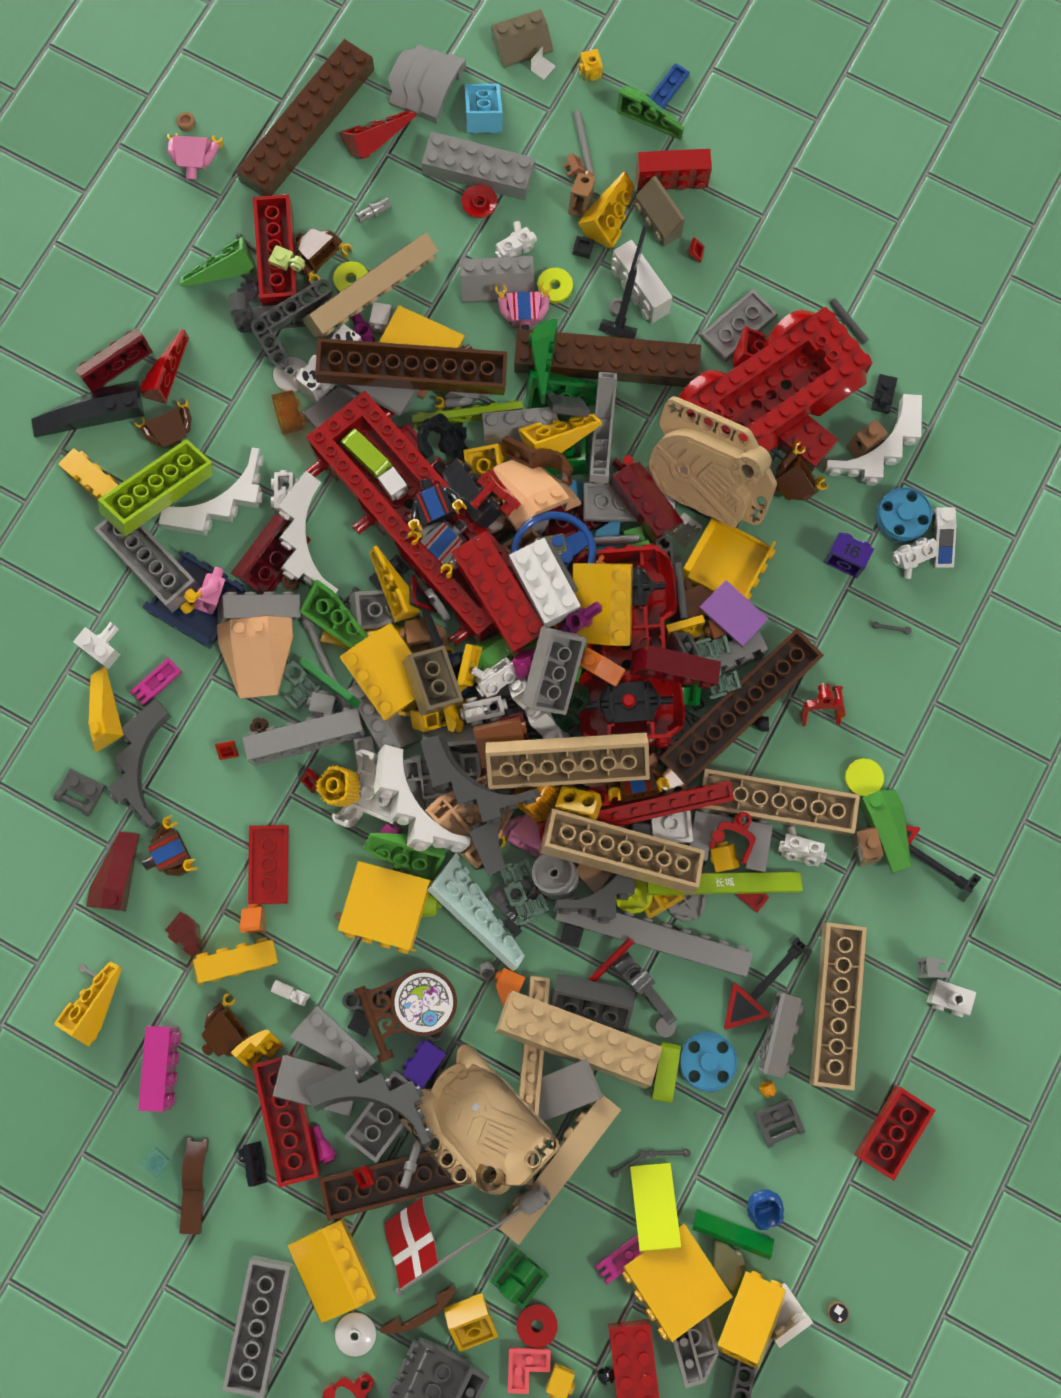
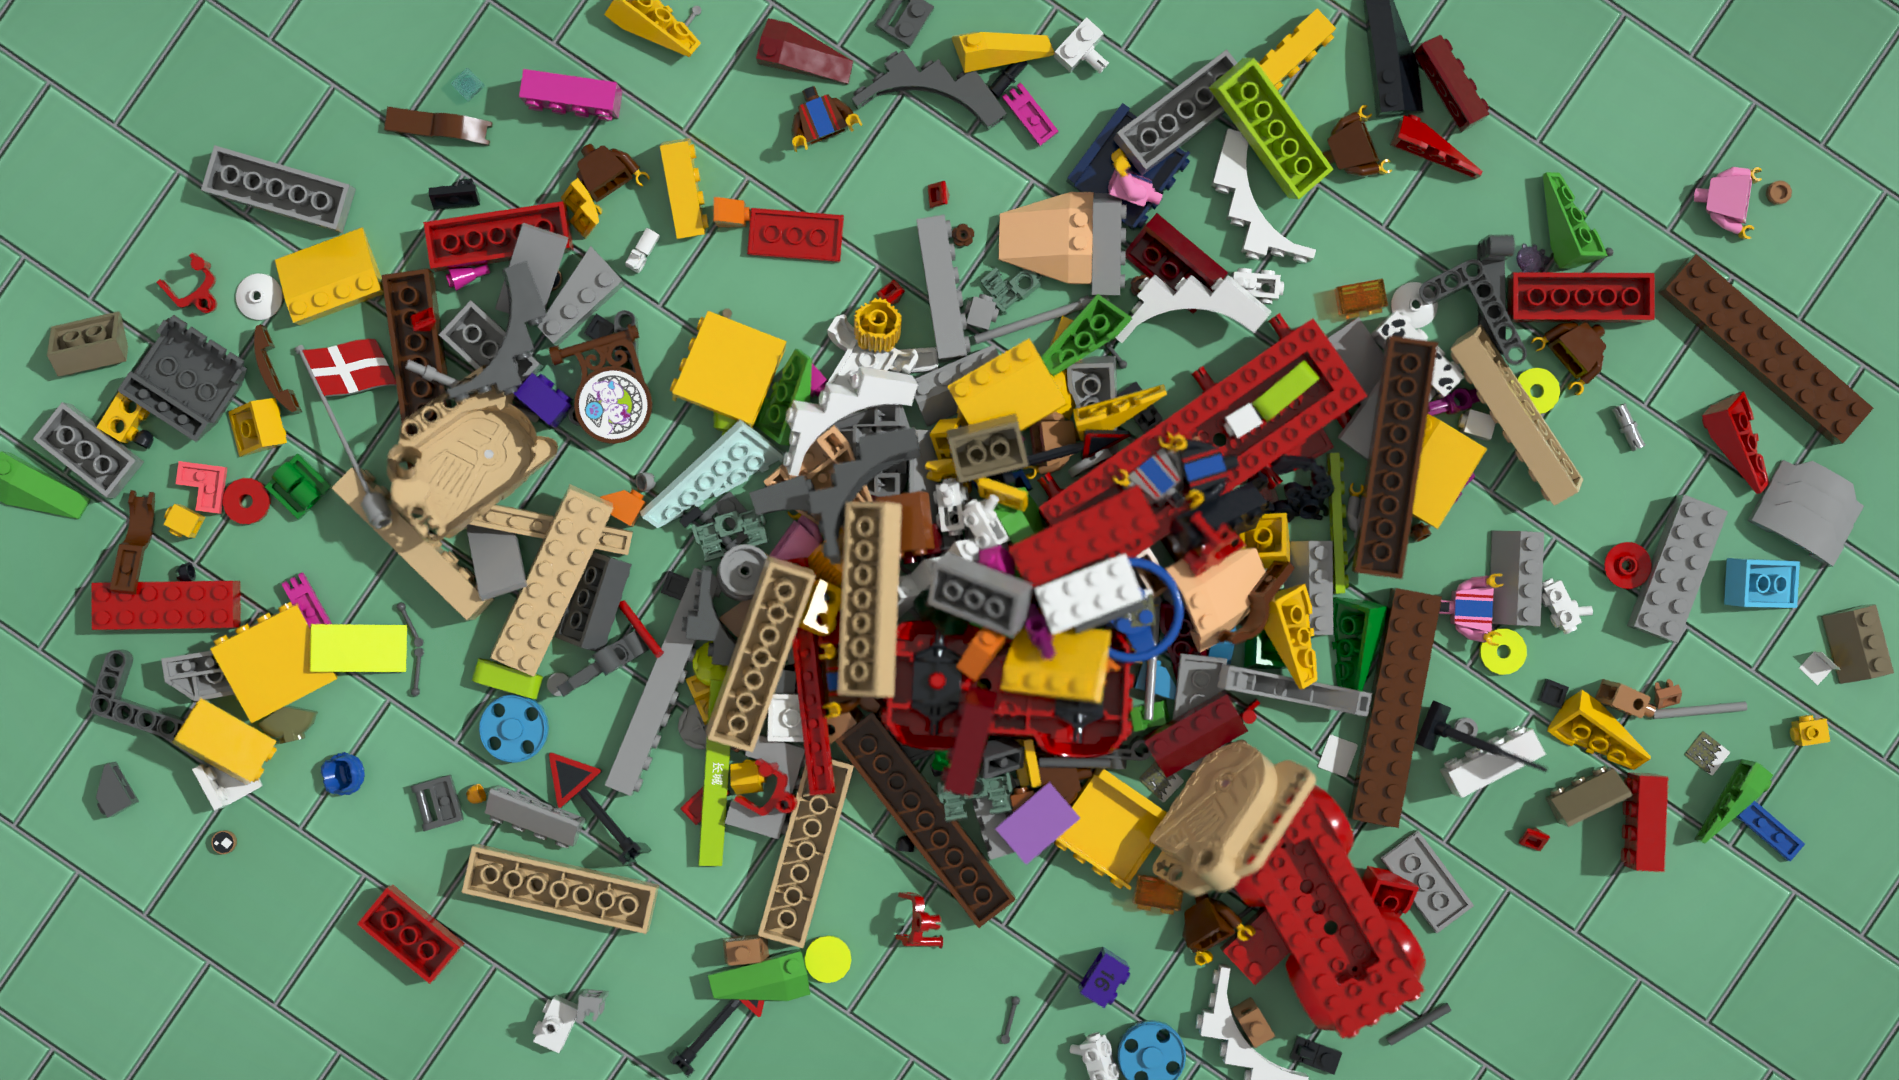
camera: 95 degrees right, 10 degrees up
(126, 703) = (1007, 77): none -> black axle
(187, 932) = (724, 134): clear red slope -> none
(283, 258) = (1563, 305): yellowish green plate -> none
(342, 692) = (1007, 321): green tile -> none
(542, 351) = (1407, 625): green wedge -> none
(567, 405) = (1332, 648): dark grey tile -> none
(615, 136) = (1707, 753): none -> sticker
(649, 399) = (1337, 755): none -> white sticker
(733, 1234) = (320, 734): green tile -> none
(775, 522) = (1155, 892): none -> clear orange brick
(802, 849) = (748, 868): white brick -> none

